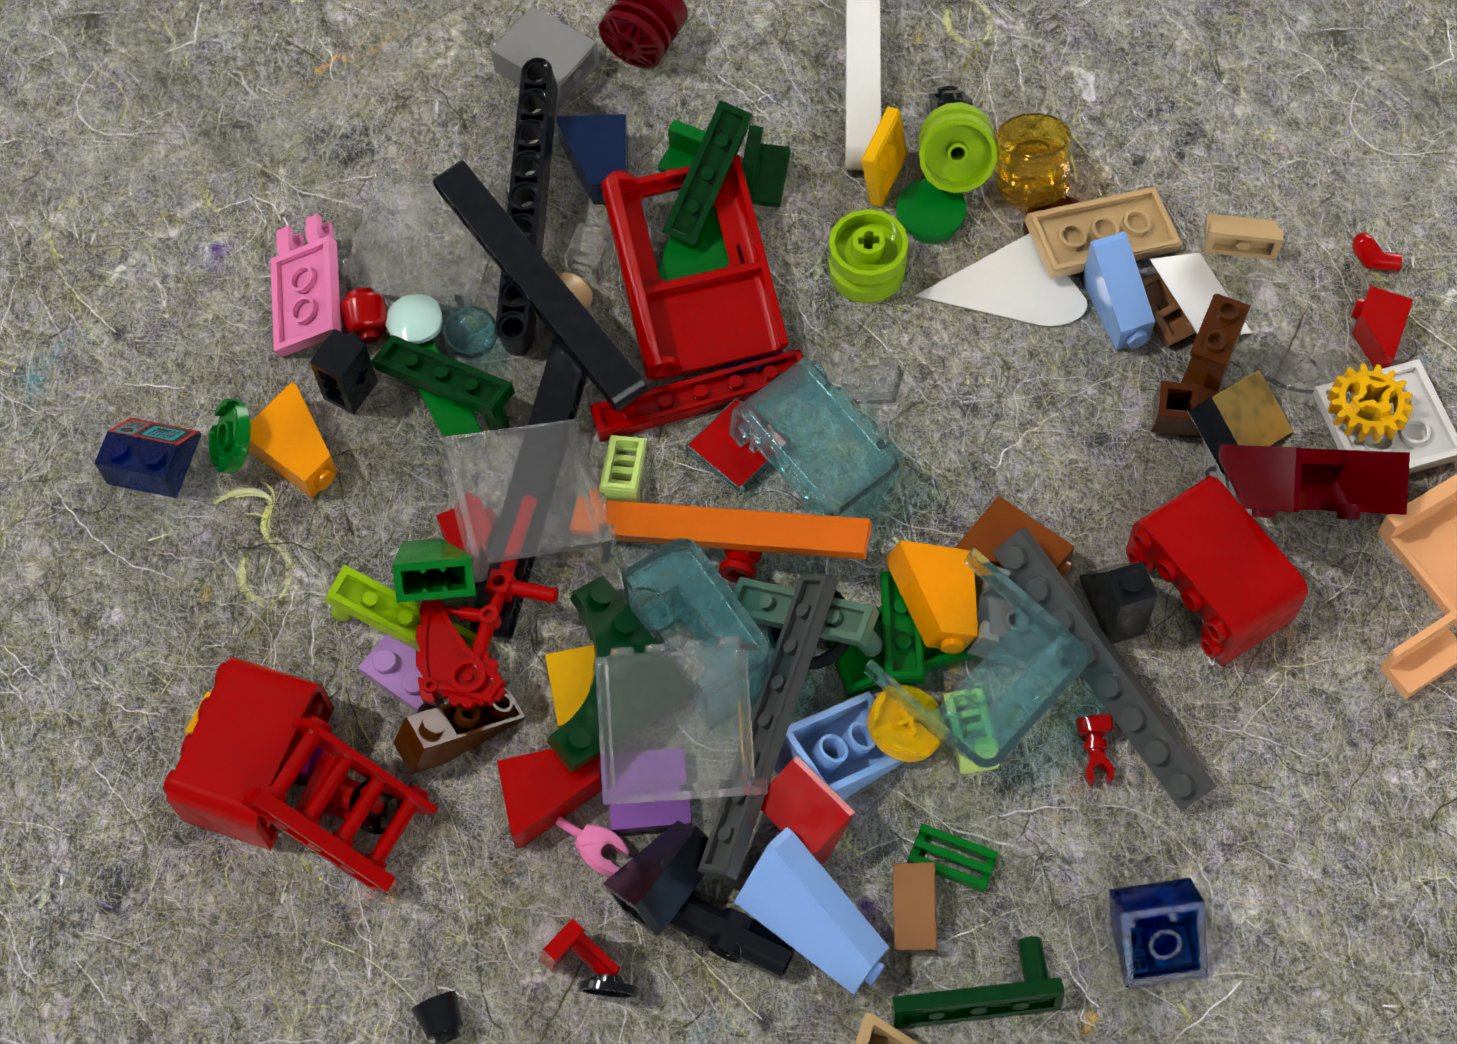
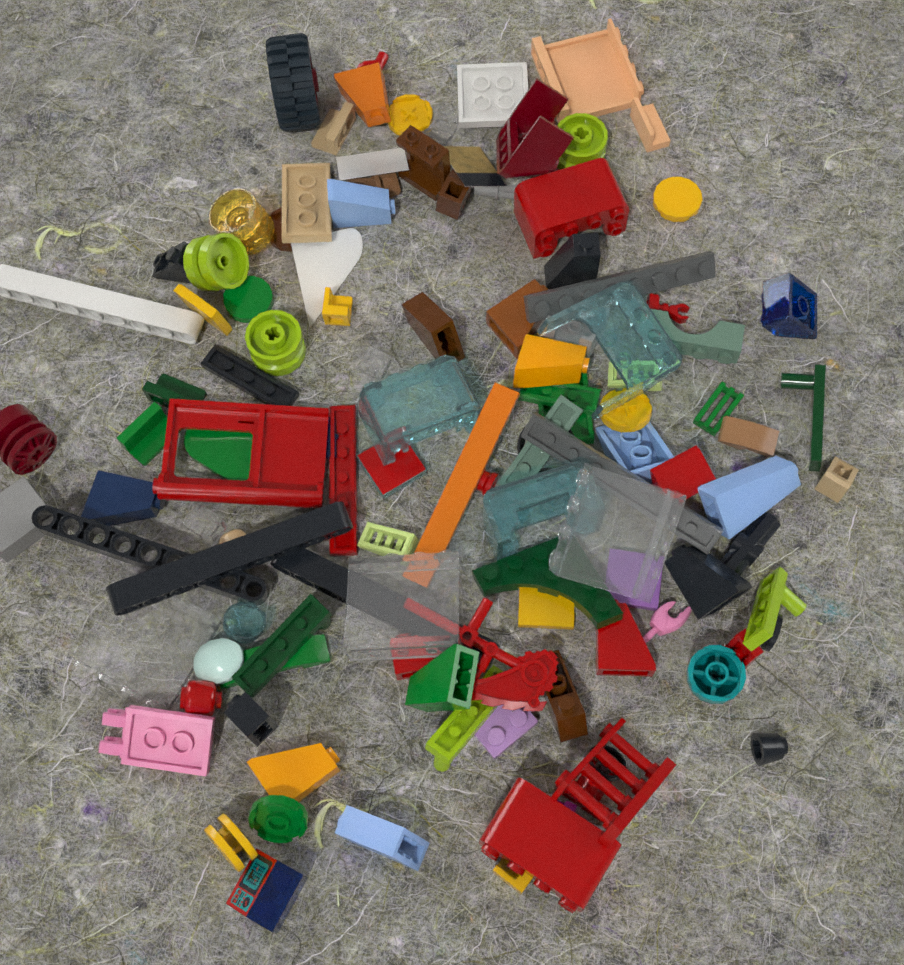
camera: 75 degrees left, 5 degrees up
(193, 394) = (230, 842): none -> yellow head
(229, 560) = (382, 837): none -> light blue slope
(509, 903) = (721, 664): none -> teal cylinder
(676, 978) = (770, 595): none -> lime piece
(707, 173) = (178, 421): dark green piece -> none
(811, 248) = (248, 378): none -> black tile
(950, 314) = (336, 309): none -> yellow panel
(951, 440) = (433, 327): none -> reddish brown slope
(1064, 837) = (719, 344): none -> sand green arch
(1274, 148) = (293, 82): none -> black wheel
(1305, 728) = (677, 199): none -> yellow tile
(1307, 323) = (408, 111): none -> yellow tile
(1313, 254) = (367, 91): none -> orange slope
(1341, 559) = (588, 142): none -> lime wheel
(1370, 403) = (484, 94): yellow gear -> none
(1380, 324) = (428, 77): red slope -> none

